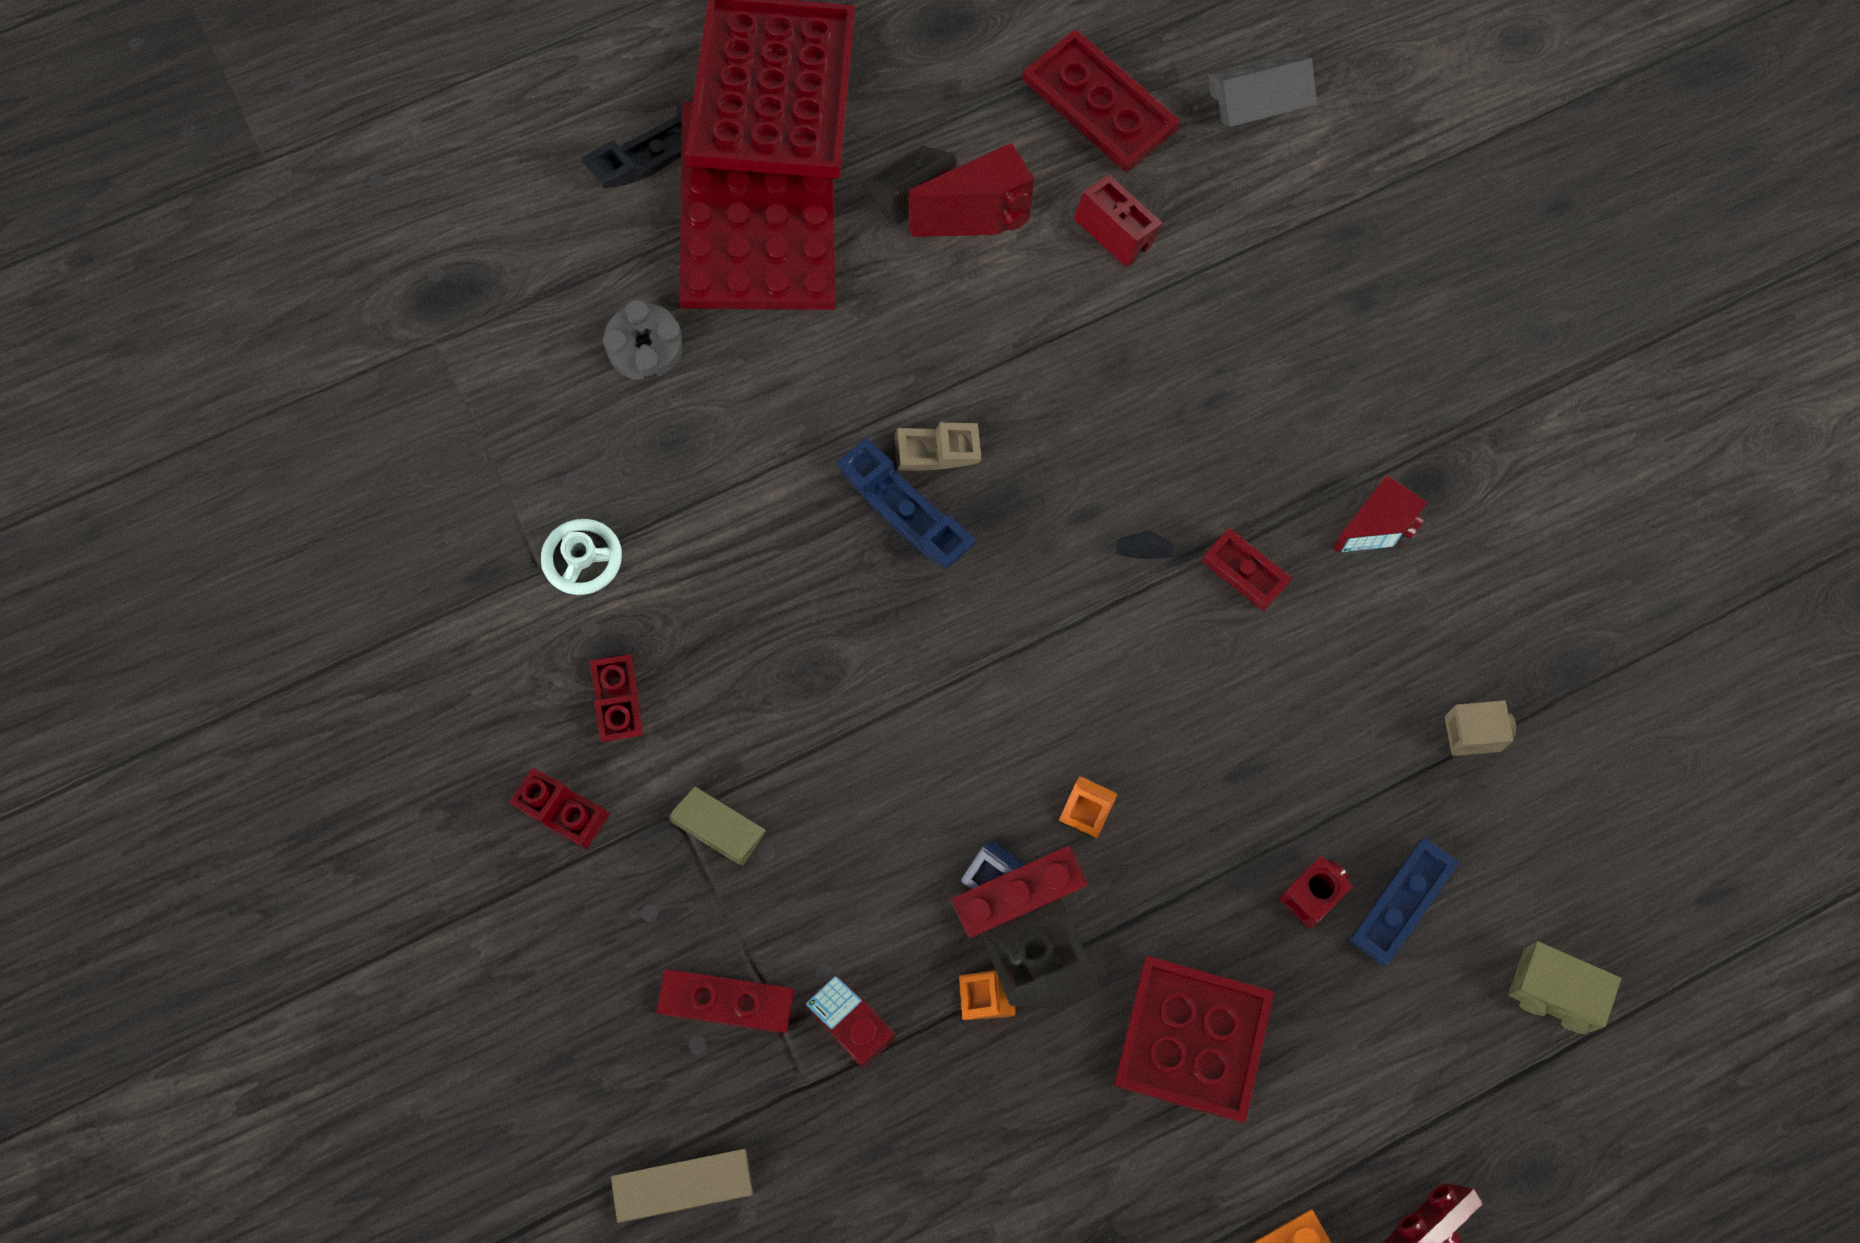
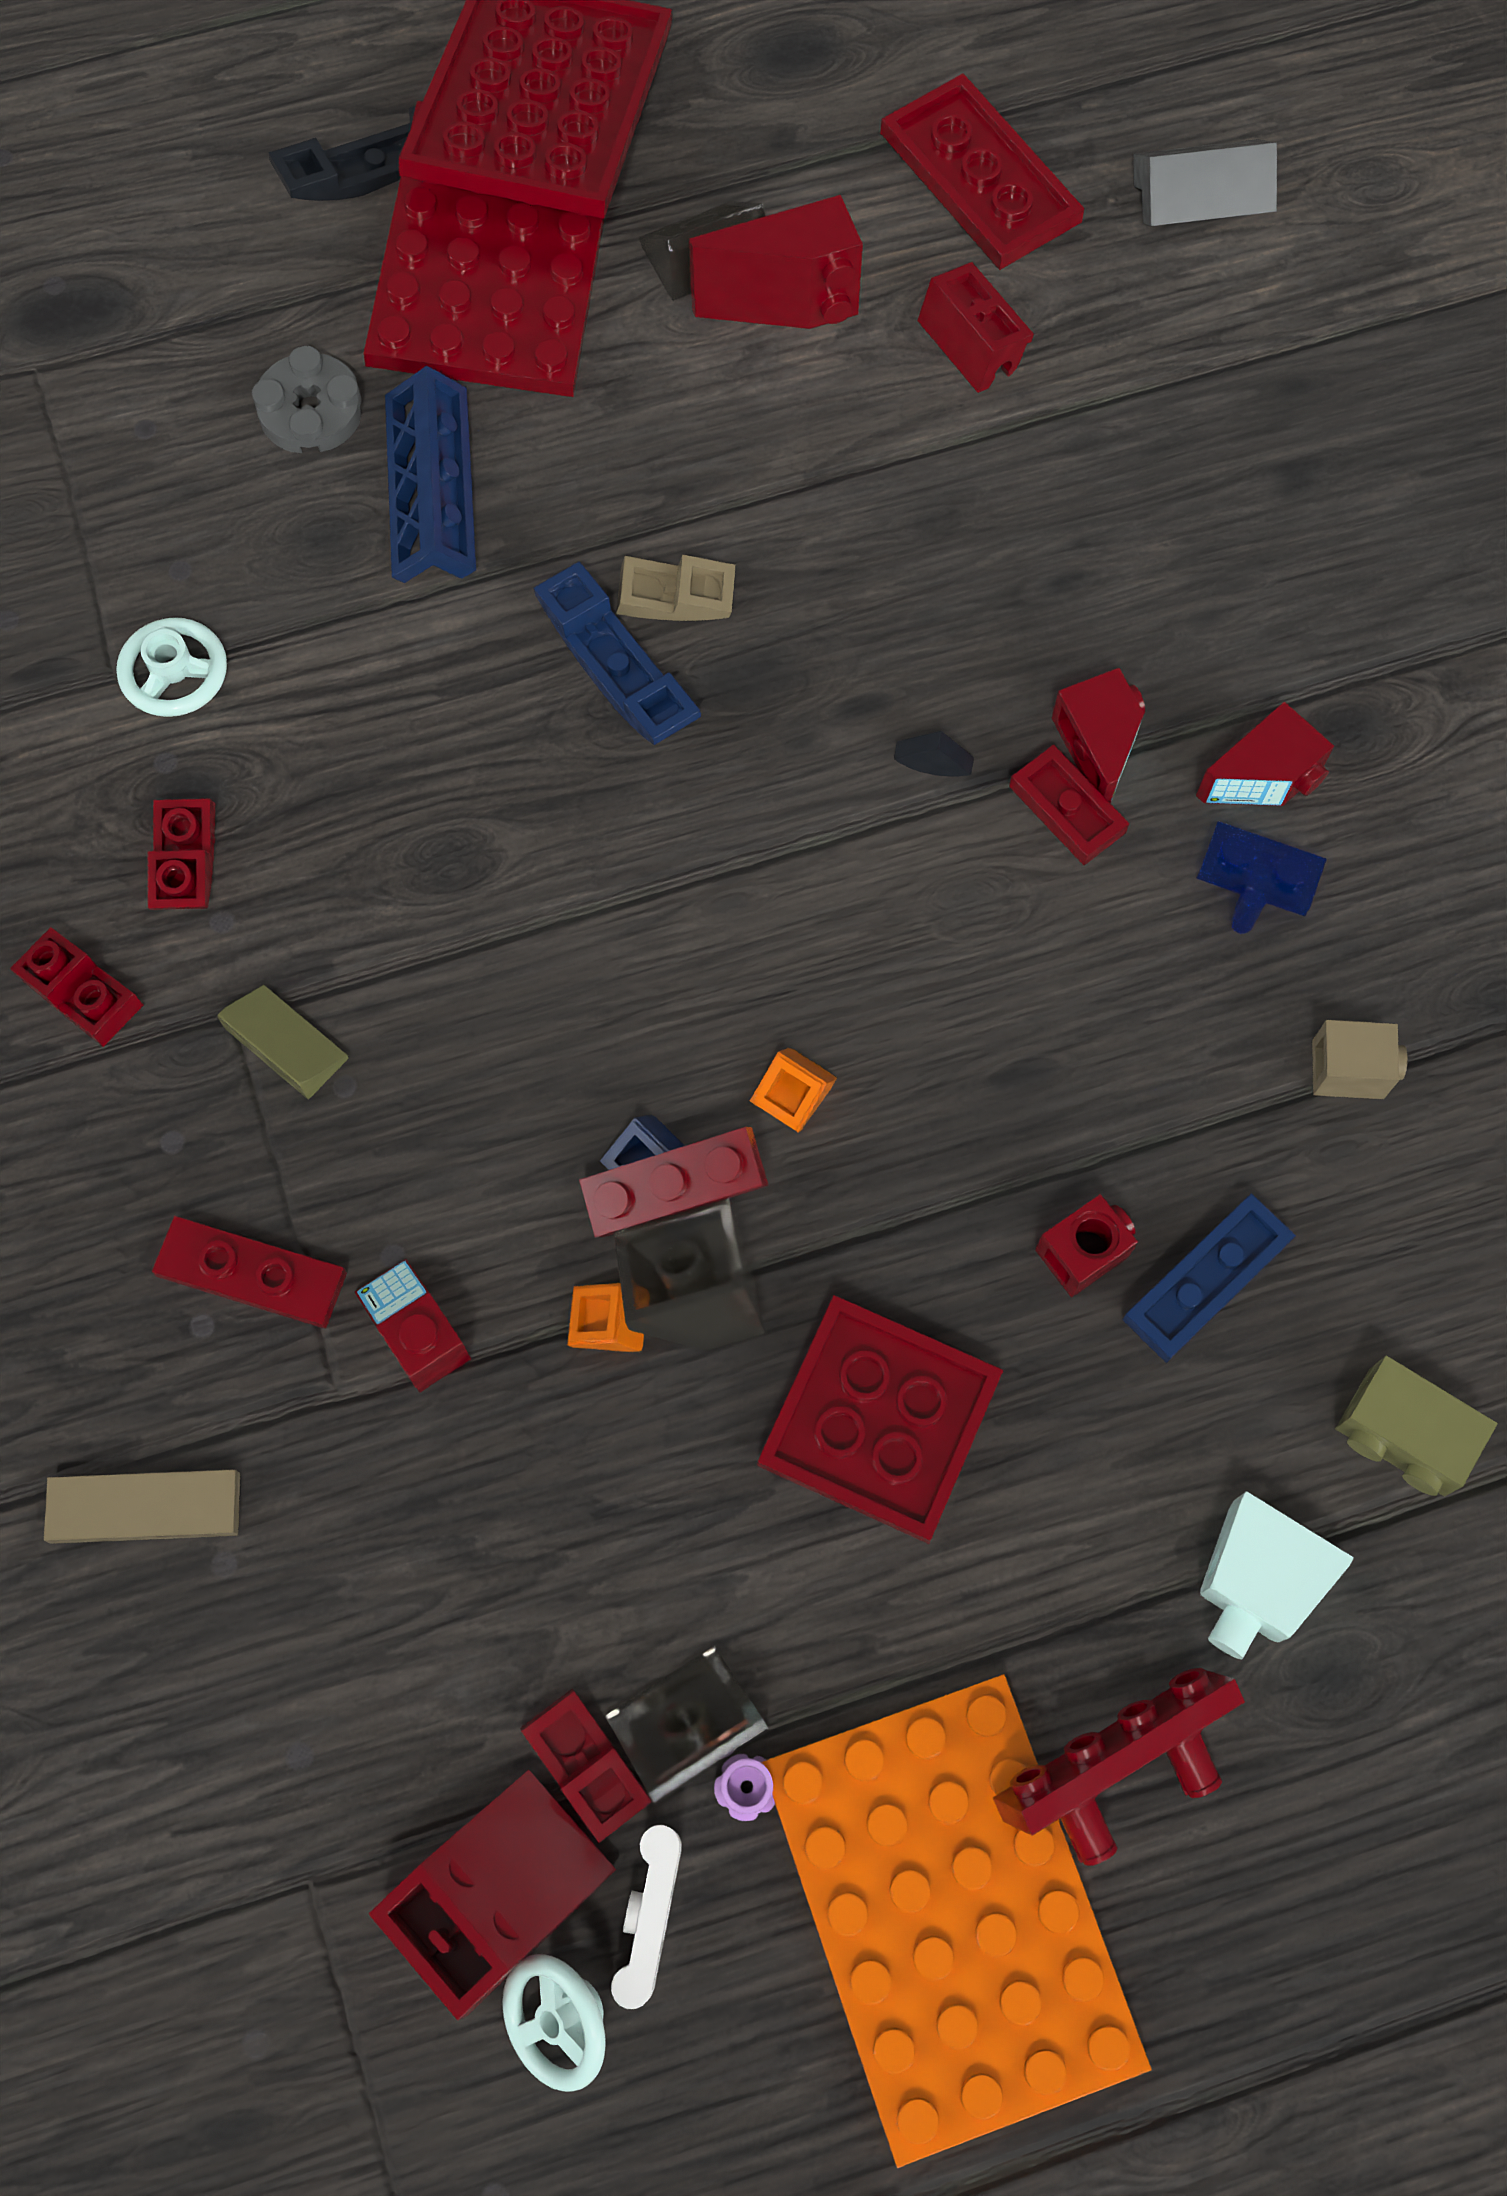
camera: 10 degrees right, 0 degrees up
(750, 380) = (437, 469): none -> dark blue fence
(1260, 510) = (1100, 726): none -> dark red slope
(1388, 598) = (1260, 873): none -> clear blue plate
(1480, 1109) = (1266, 1575): none -> light aqua torso

